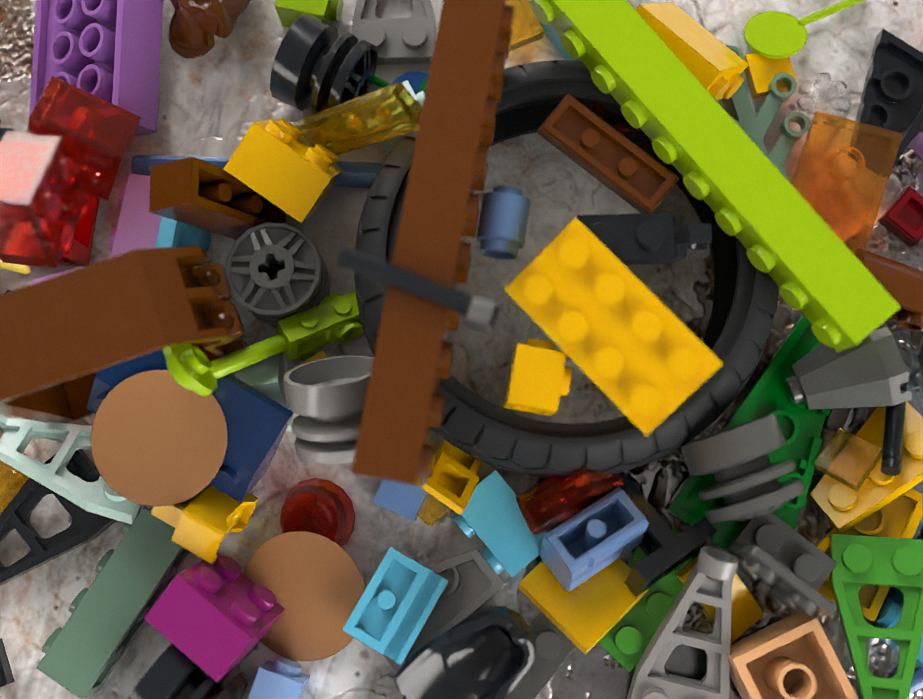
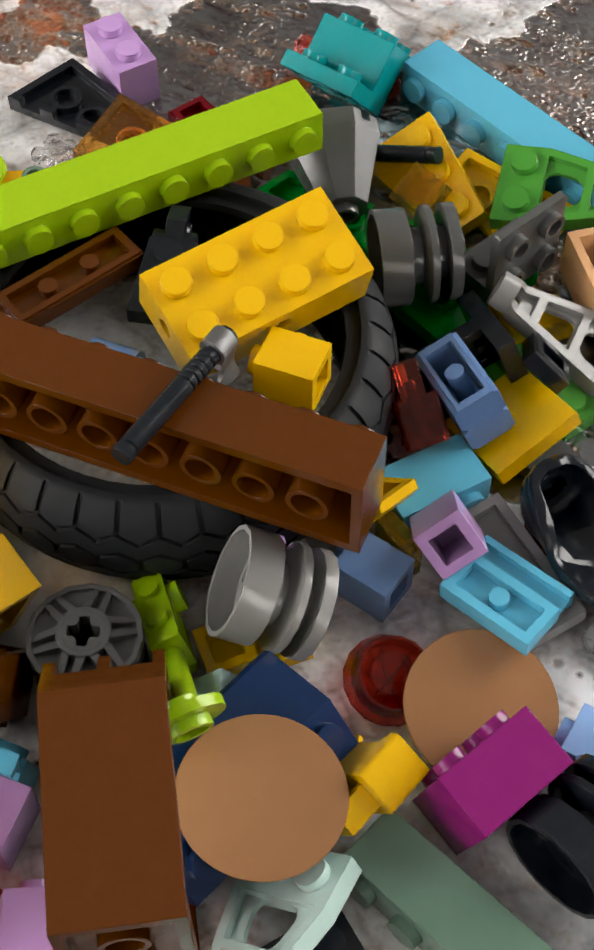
camera: 80 degrees left, 25 degrees down
(436, 547) = (448, 534): none -> lavender brick
(646, 612) = (545, 362): none -> black tile

